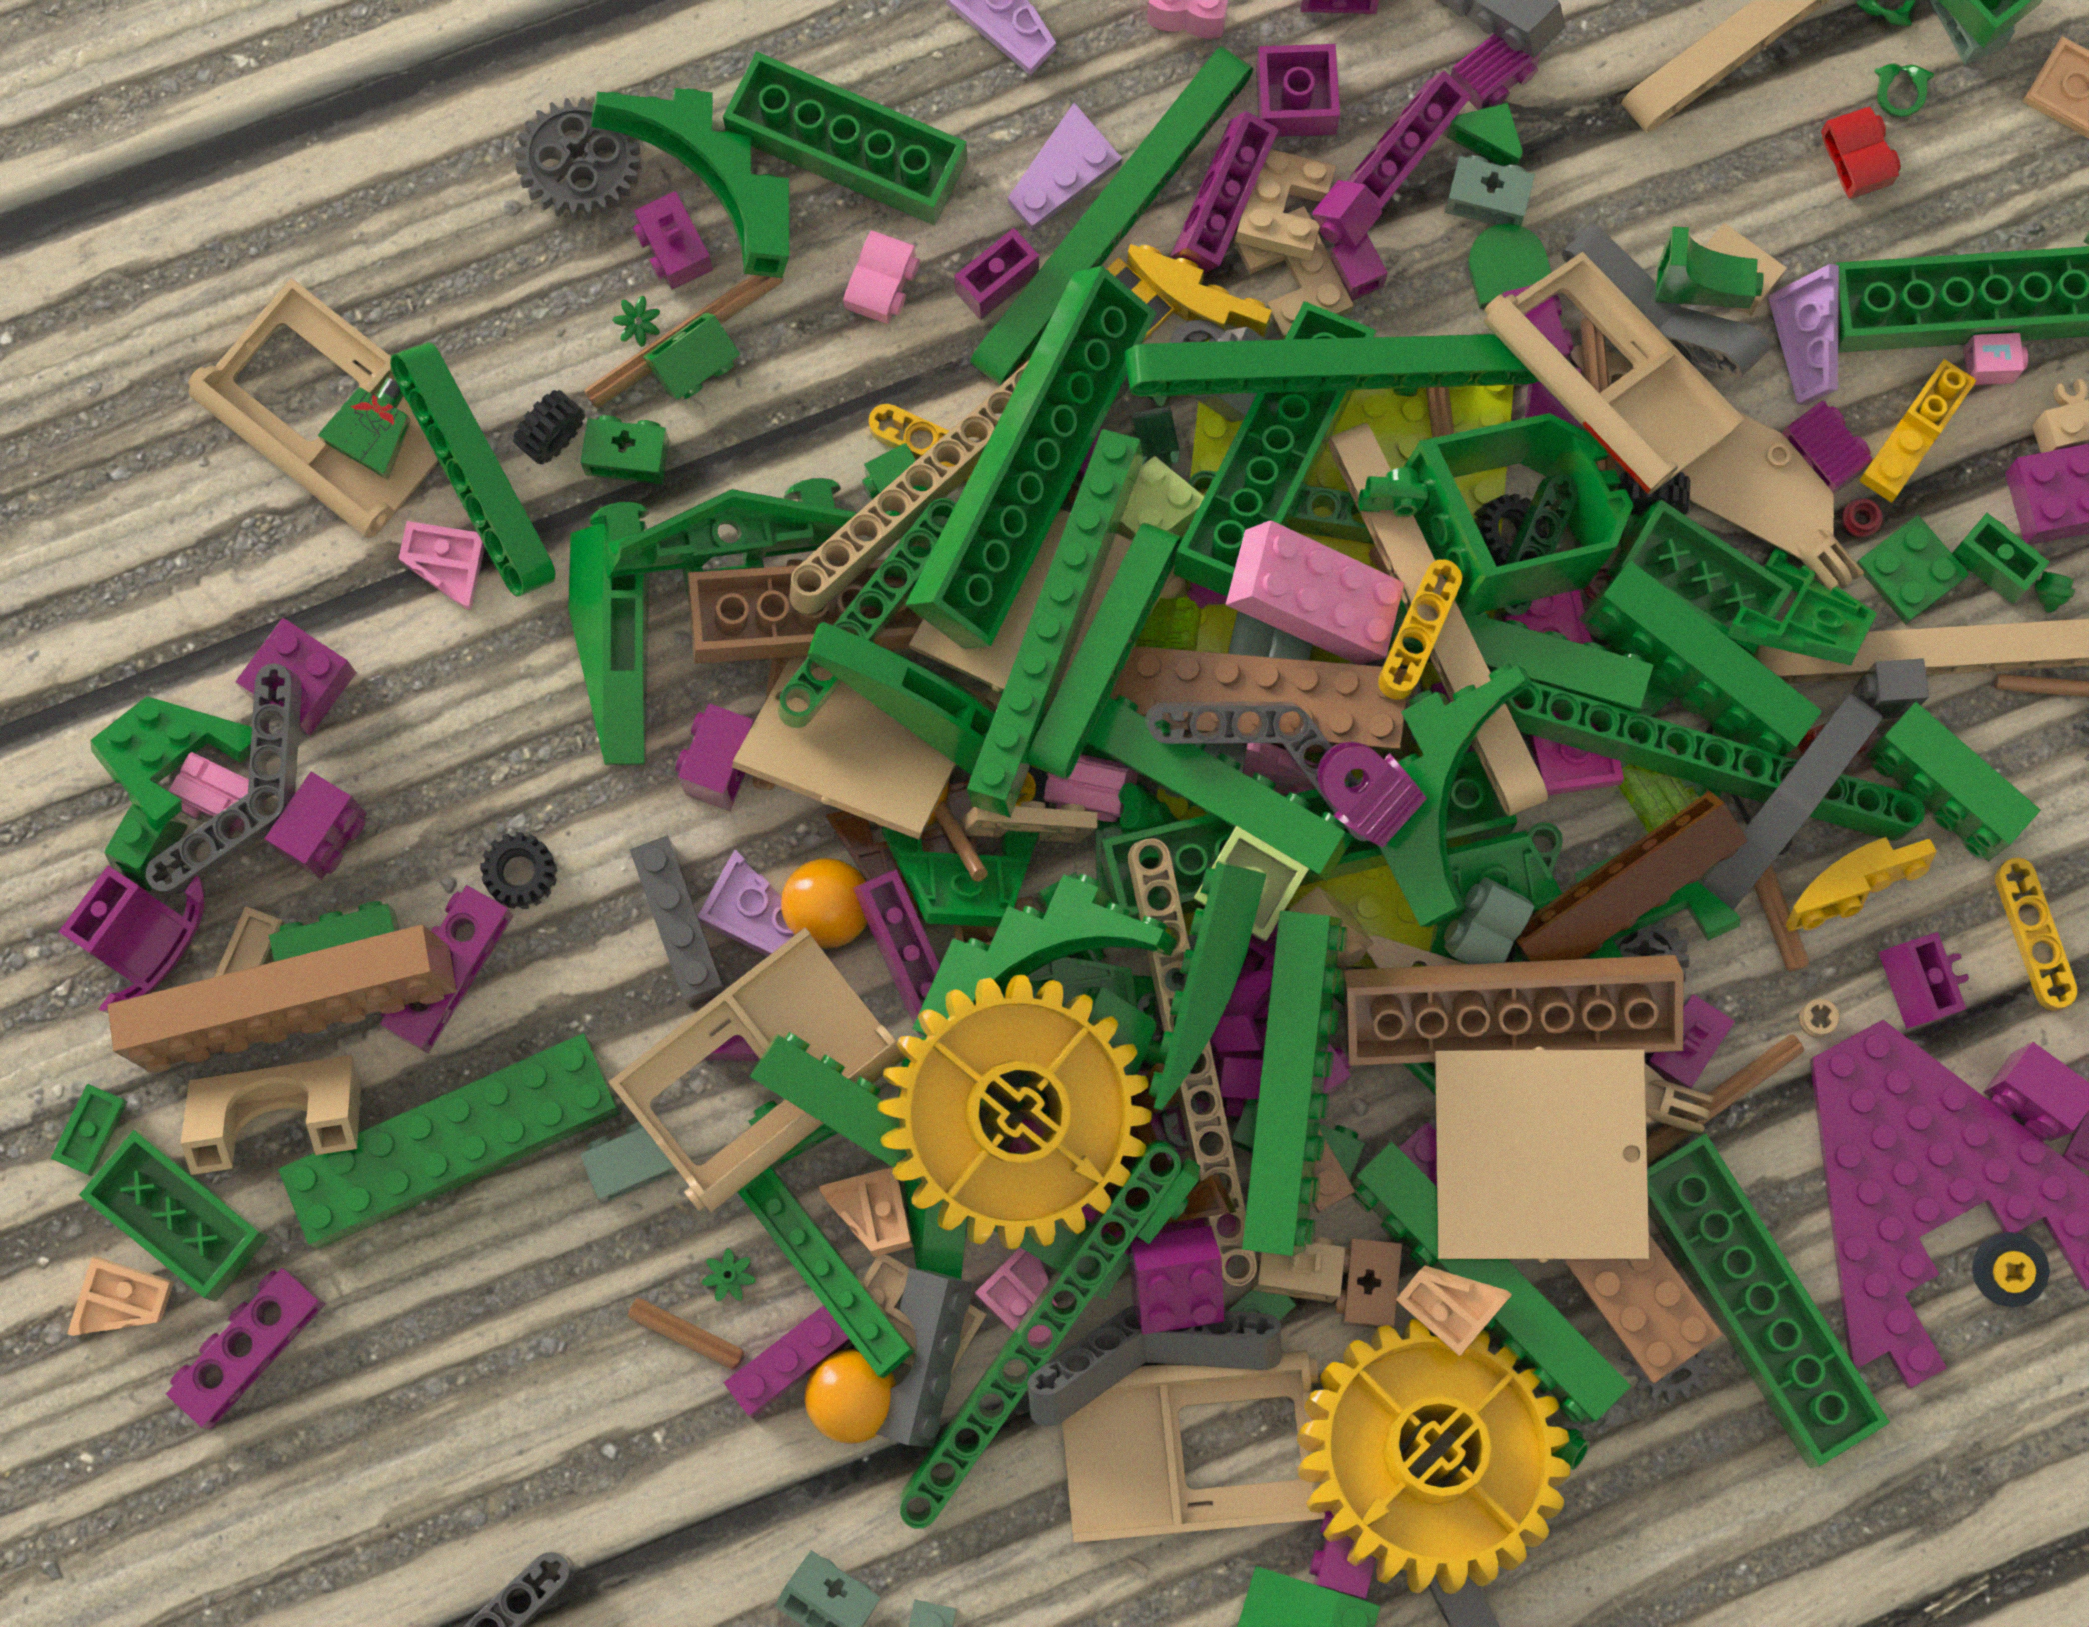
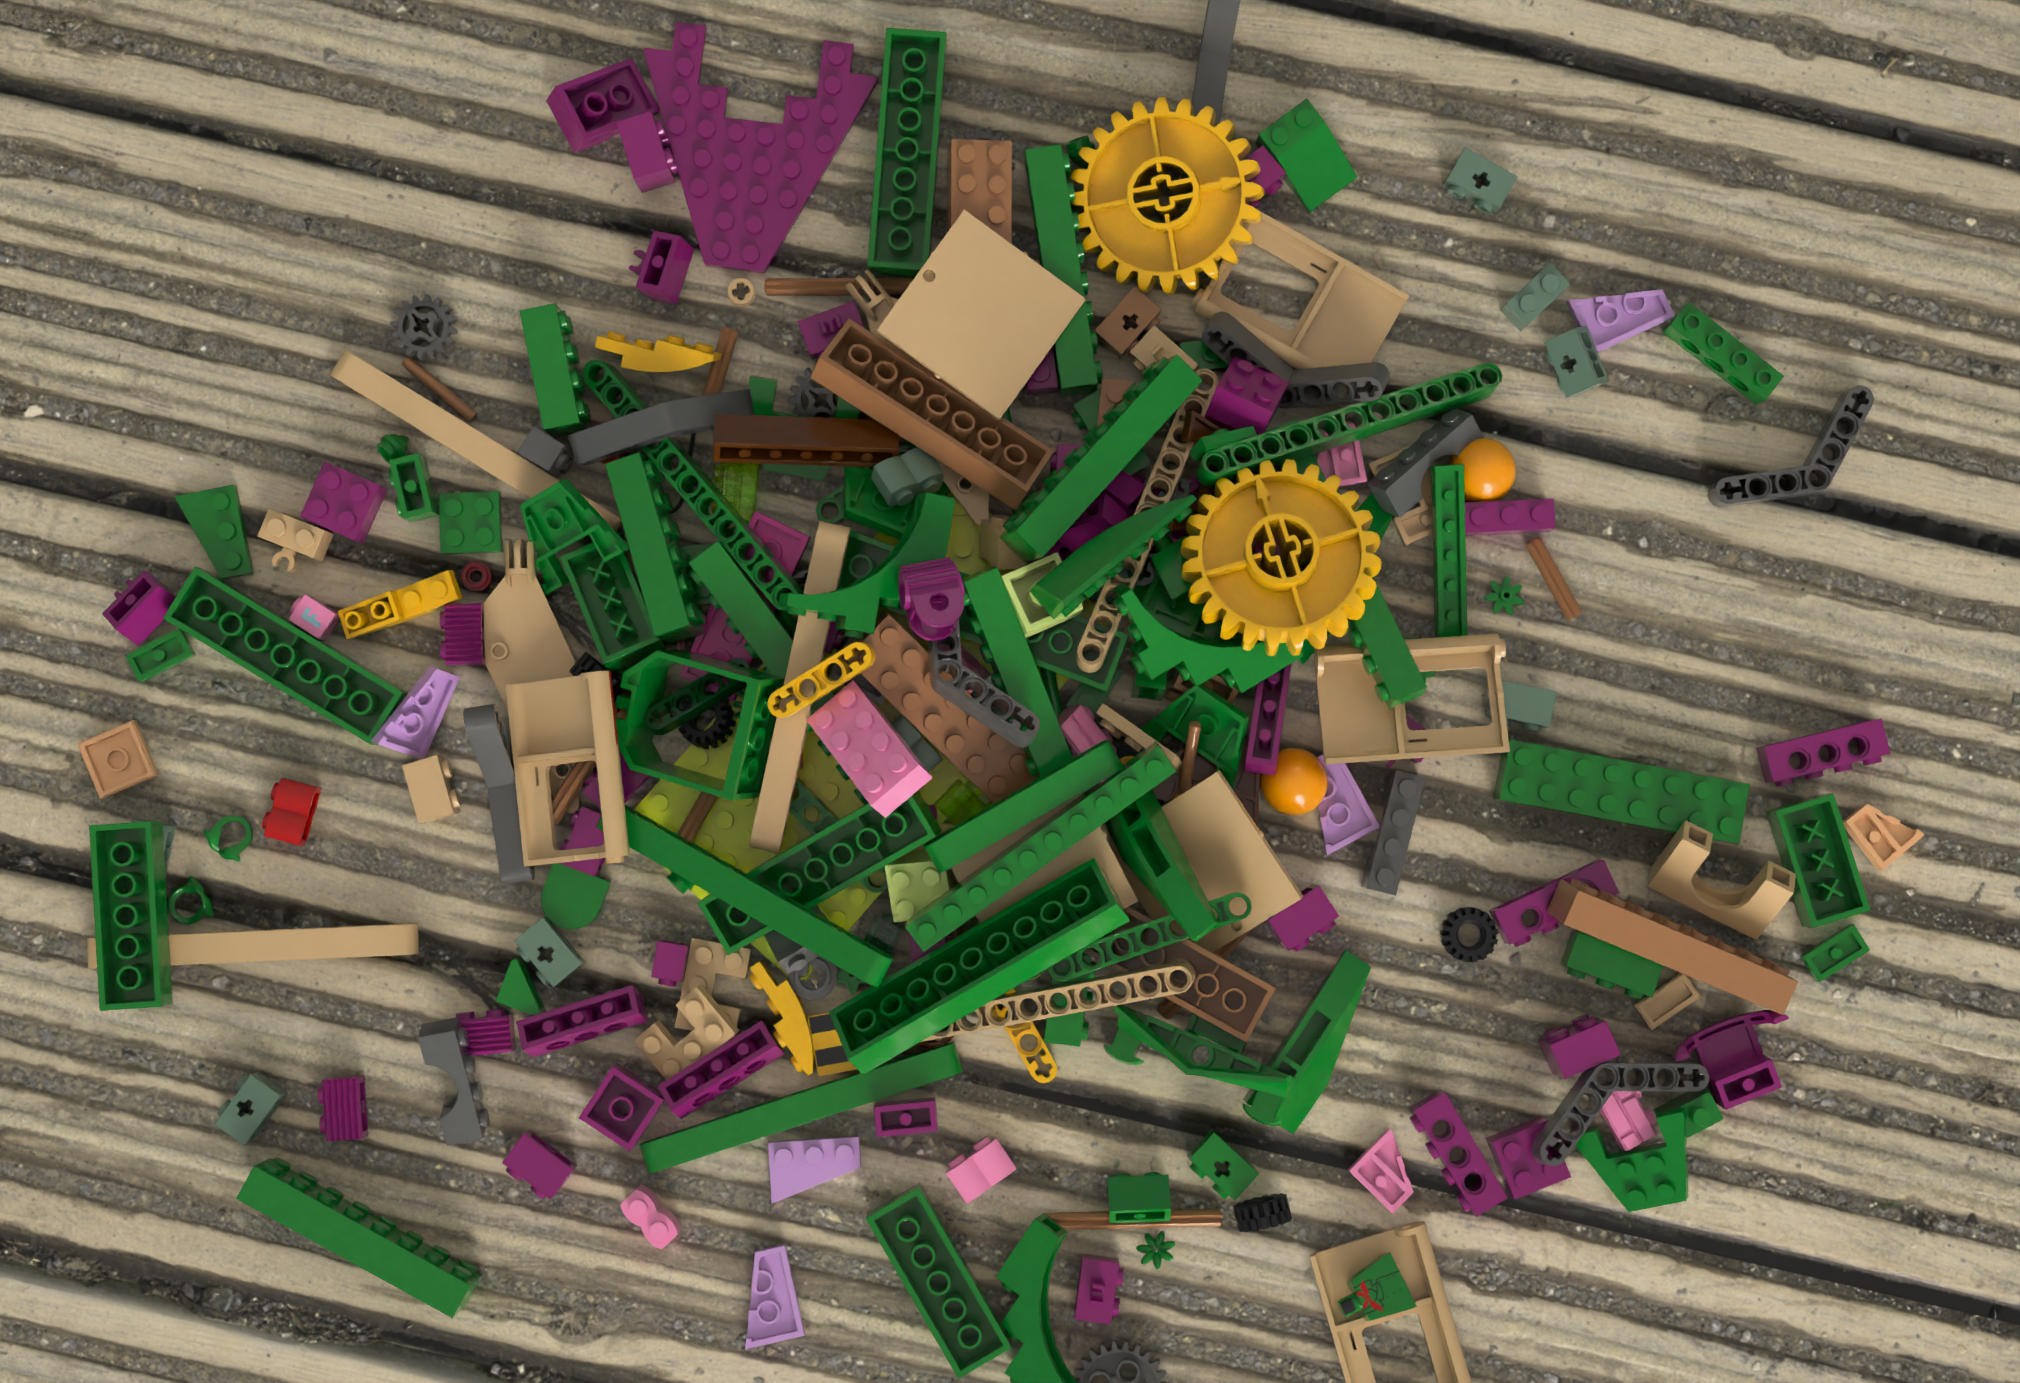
camera: 150 degrees left, 10 degrees up
(429, 664) = (1487, 1190): none -> magenta brick
(472, 469) = (1330, 1217): green beam -> none
(872, 1210) = (1397, 571): light nougat wing -> none
(1140, 810) = (1066, 694): green plate -> none
(1346, 213) = (656, 997): magenta brick -> none
(1395, 492) = (767, 779): green plate -> none
(1452, 1305) = (1096, 268): light nougat wing -> none
(1703, 276) = (460, 790): green arch -> none
(1998, 1259) = (735, 76): black wheel -> none
(2028, 936) = (576, 251): yellow beam -> none

